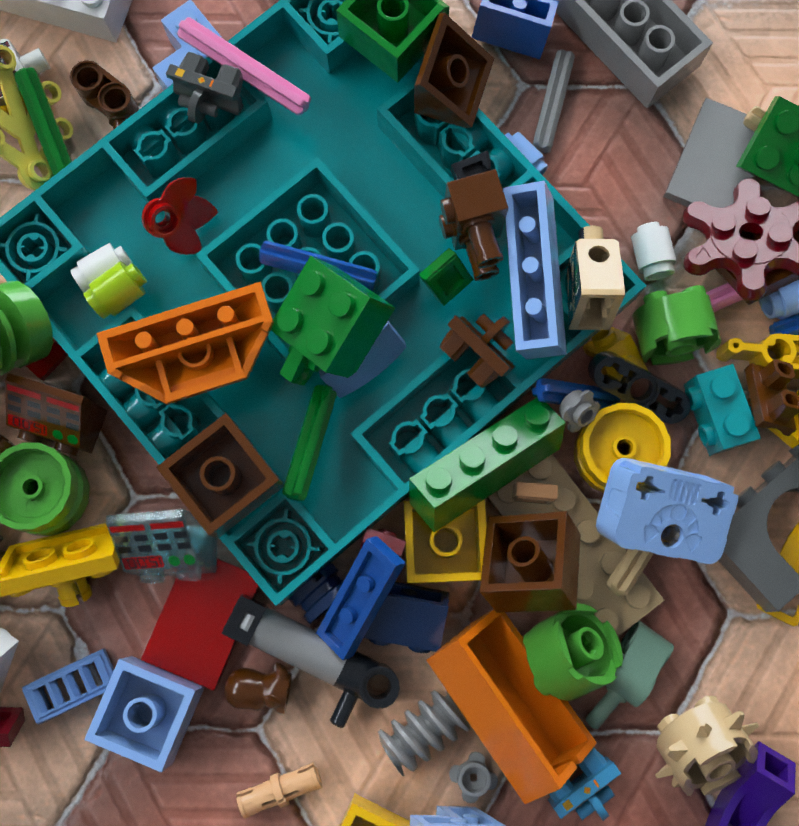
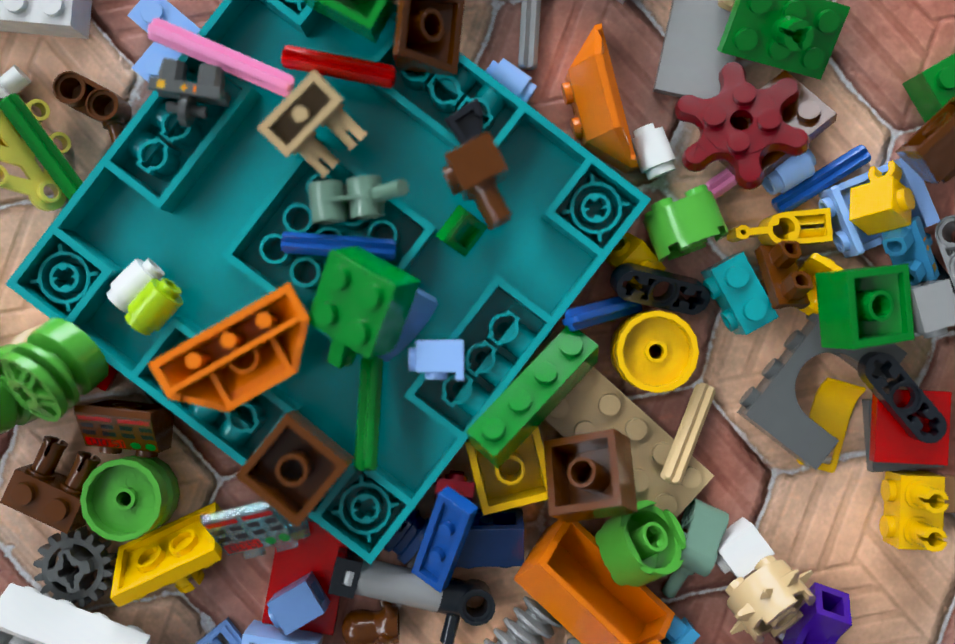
camera: 10 degrees left, 10 degrees up
(182, 216) = (198, 217): red plate -> none
(184, 642) = (297, 604): none -> medium blue brick
(309, 129) = (306, 108): none -> tan brick
(349, 226) = (357, 200): none -> sand green beam
(357, 96) = (339, 66): none -> red axle
(395, 396) = (437, 358): none -> light blue brick
(492, 361) = (509, 289): reddish brown hips -> none
(534, 271) = (543, 213): light blue brick -> none
(534, 493) = (582, 409): medium nougat tile -> none
(578, 409) = (608, 328): light grey plate -> none
(594, 281) = (601, 209): tan torso -> none
(606, 190) = (597, 104): none -> orange wedge
(666, 511) = (703, 406): light blue axle -> none
(681, 686) = (741, 548): none -> white brick

